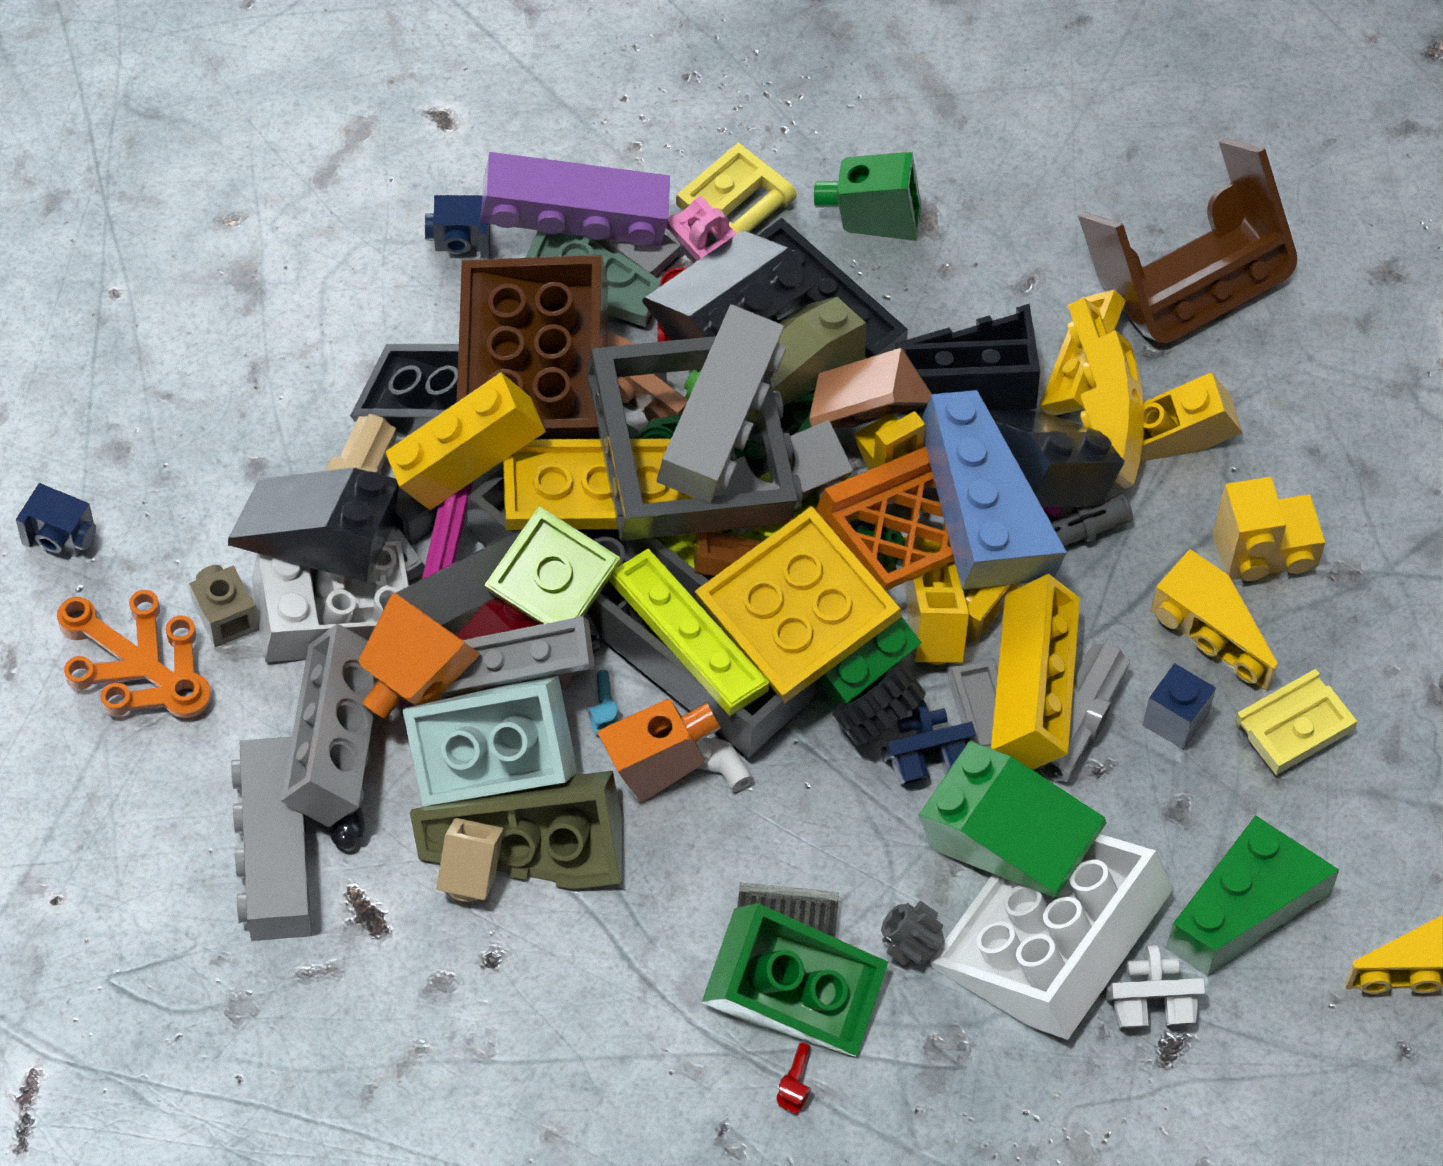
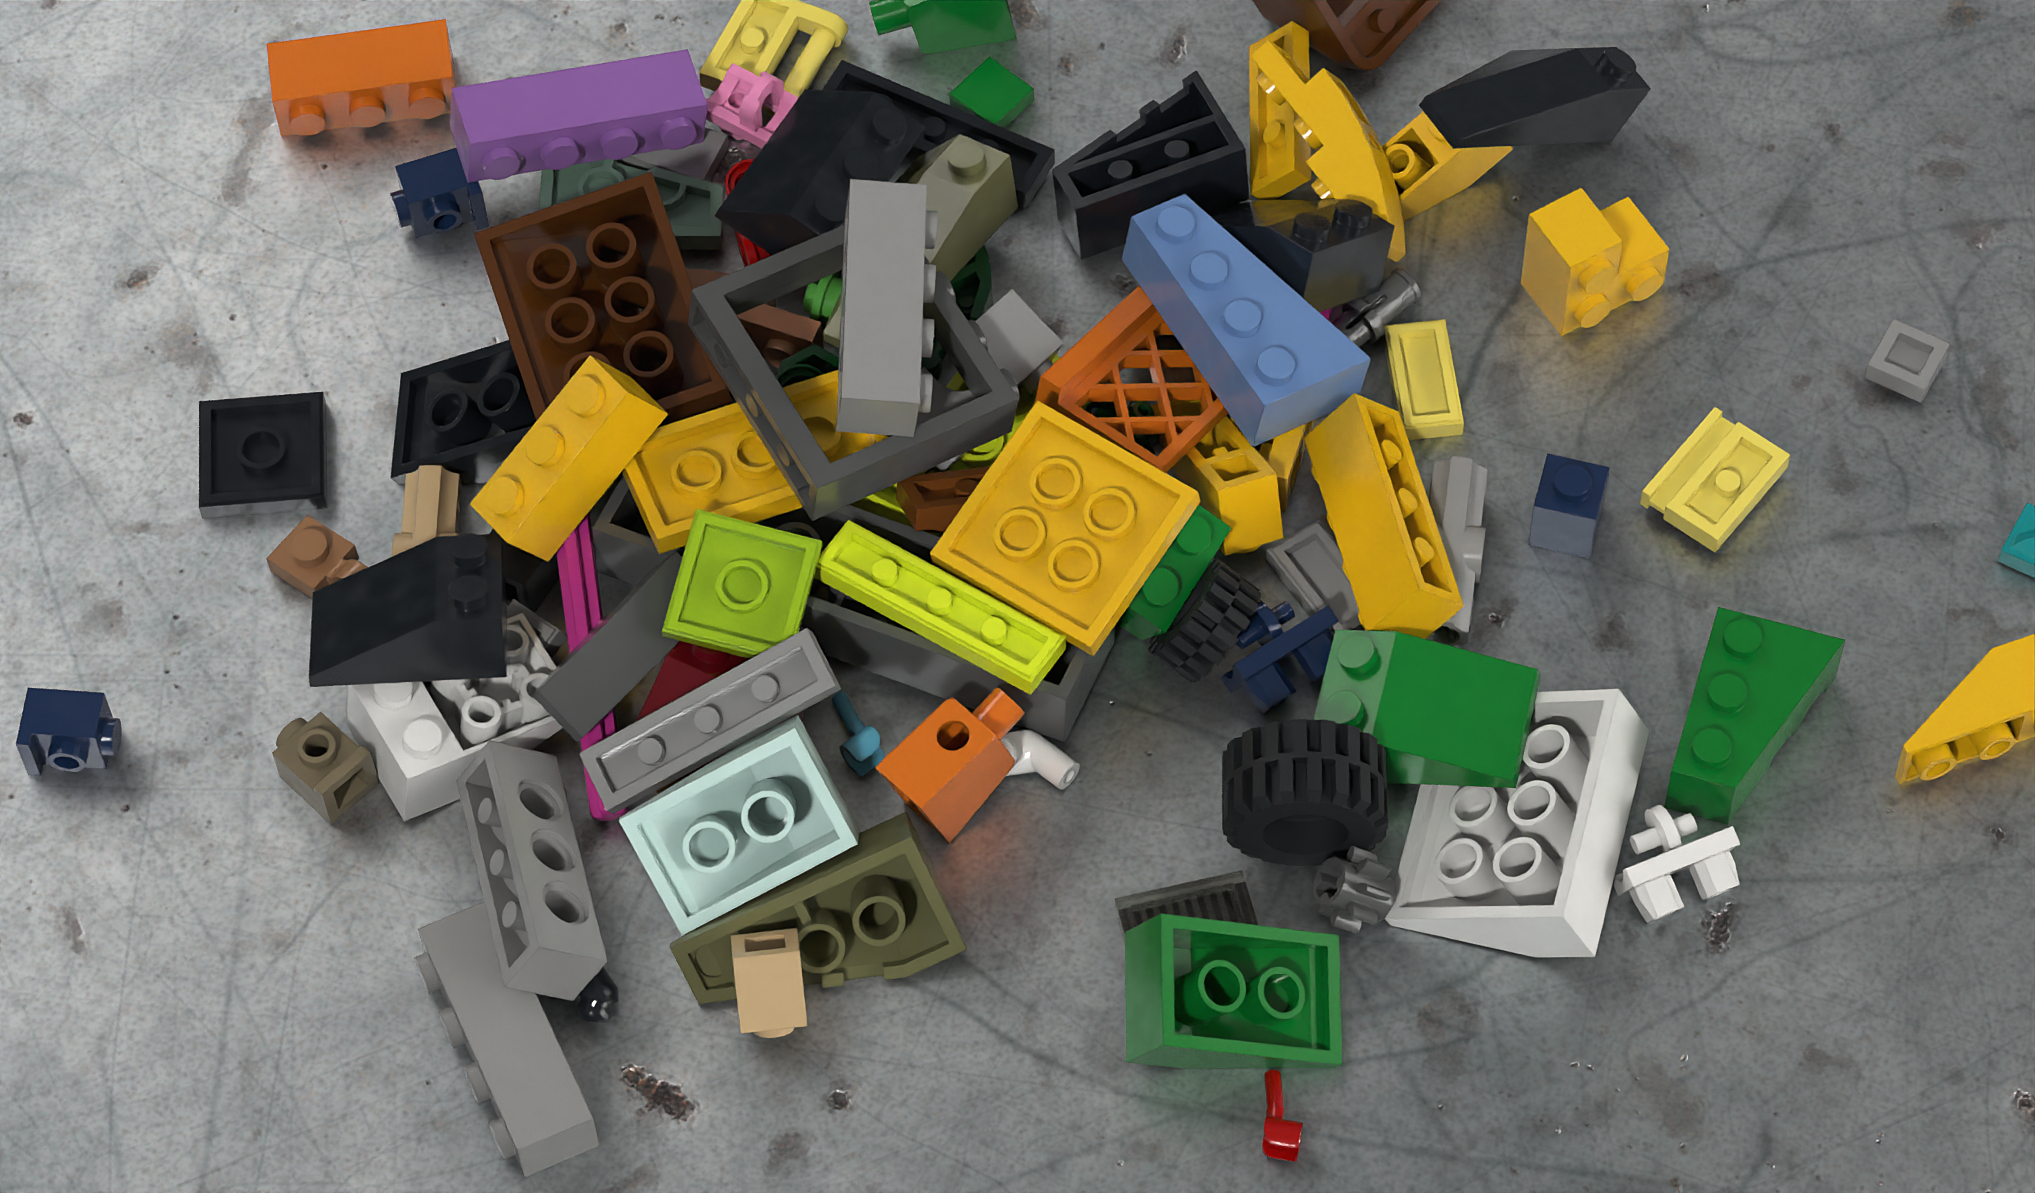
camera: 15 degrees left, 0 degrees up
(136, 662) = (237, 874): orange plant -> none
(268, 371) = (262, 455): none -> black tile
(274, 454) = (314, 557): none -> medium nougat plate
(411, 657) = (604, 751): orange torso -> none
(438, 124) = (361, 77): none -> orange brick
(868, 391) = (1042, 238): nougat slope -> none
(881, 276) = (992, 94): none -> green tile
(890, 438) = (1090, 291): yellow slope -> none
(899, 850) = (1304, 791): none -> black tyre
(1111, 580) = (1423, 379): none -> light yellow tile
(1210, 611) = (1562, 379): yellow slope -> none
(1269, 402) = (1539, 99): none -> black wedge

